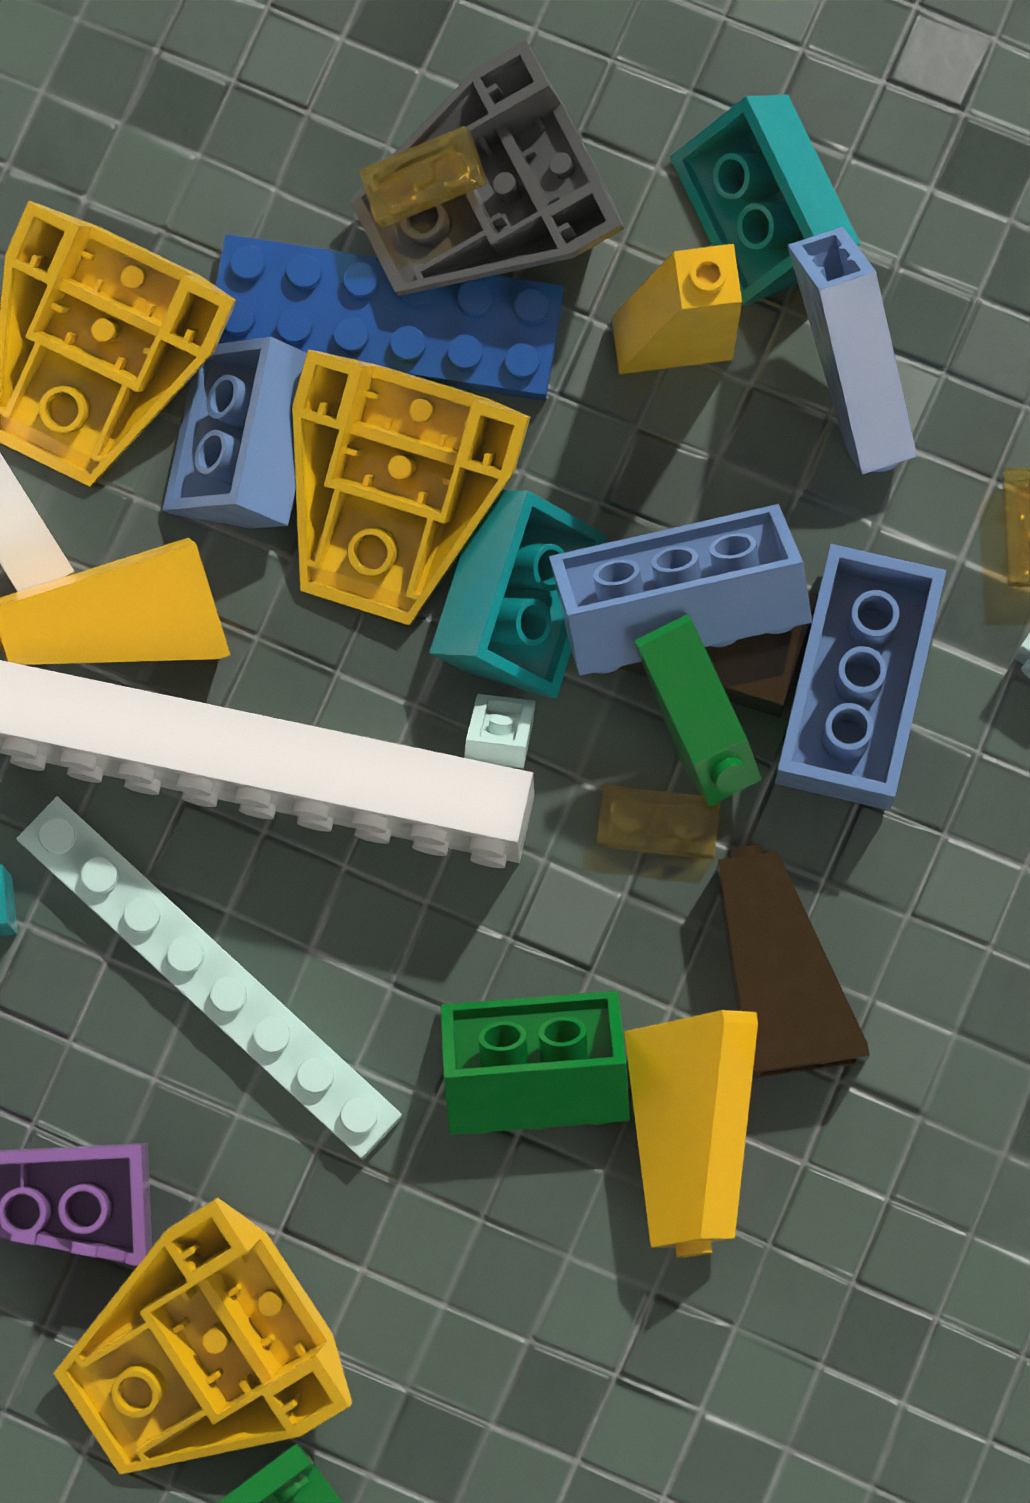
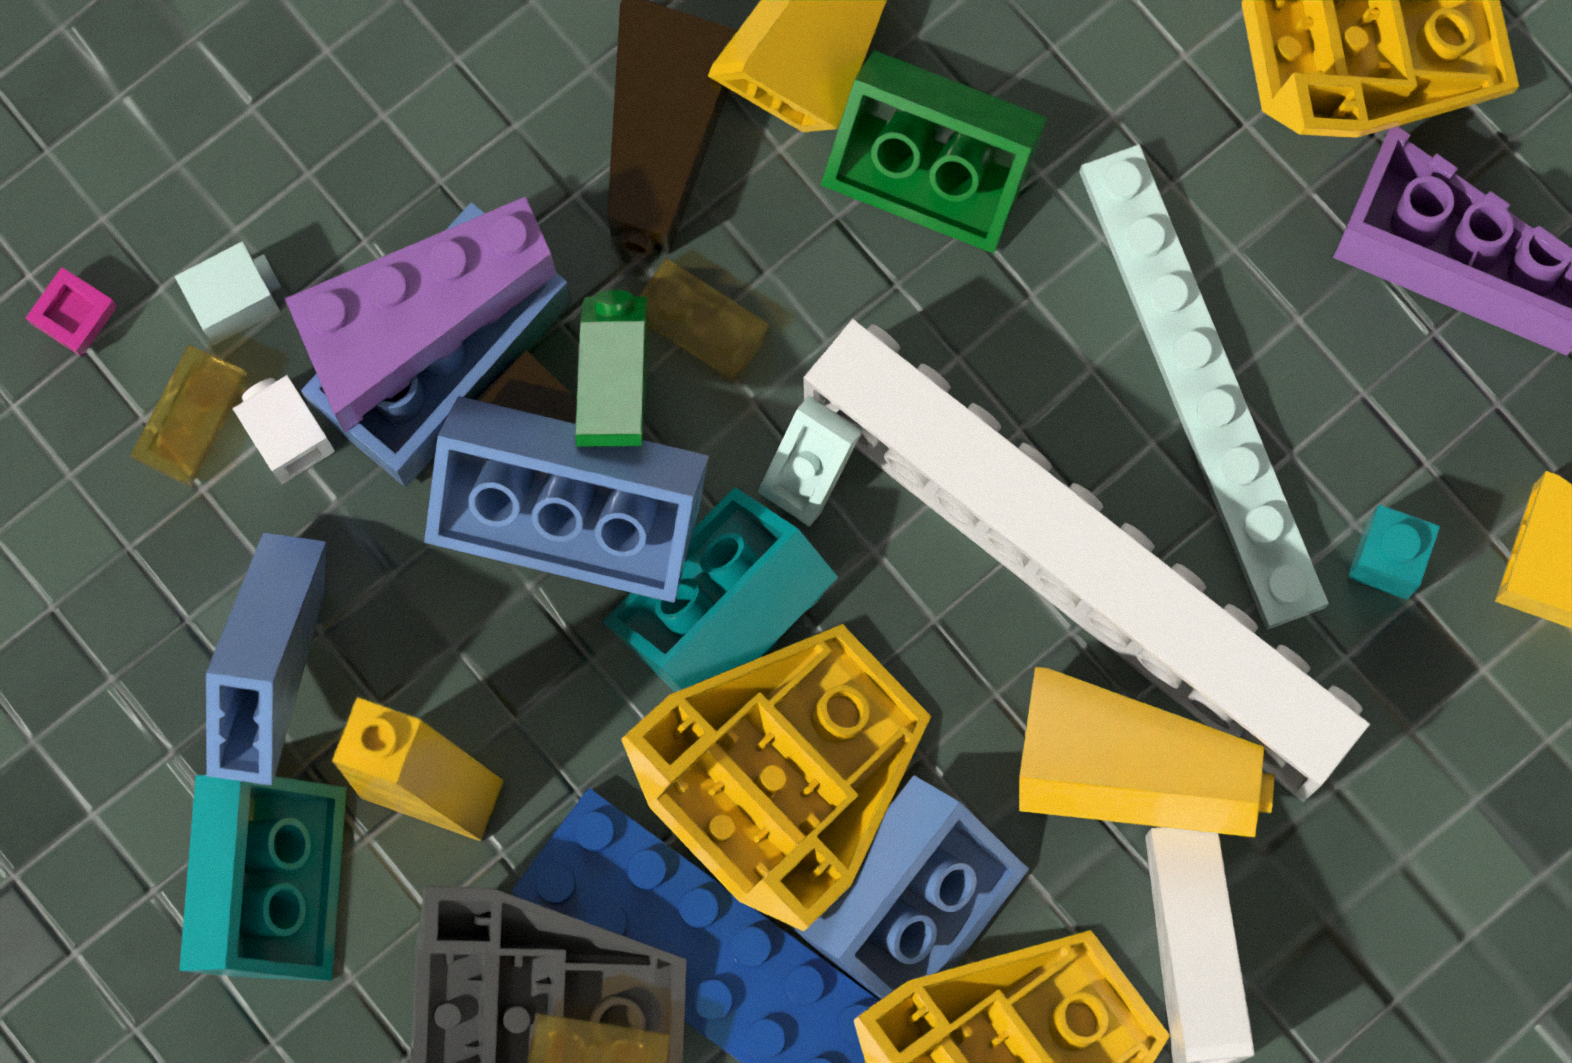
camera: 155 degrees left, 0 degrees up
(894, 657) = (417, 305): none -> medium lavender wedge
(957, 547) = (282, 428): none -> white brick

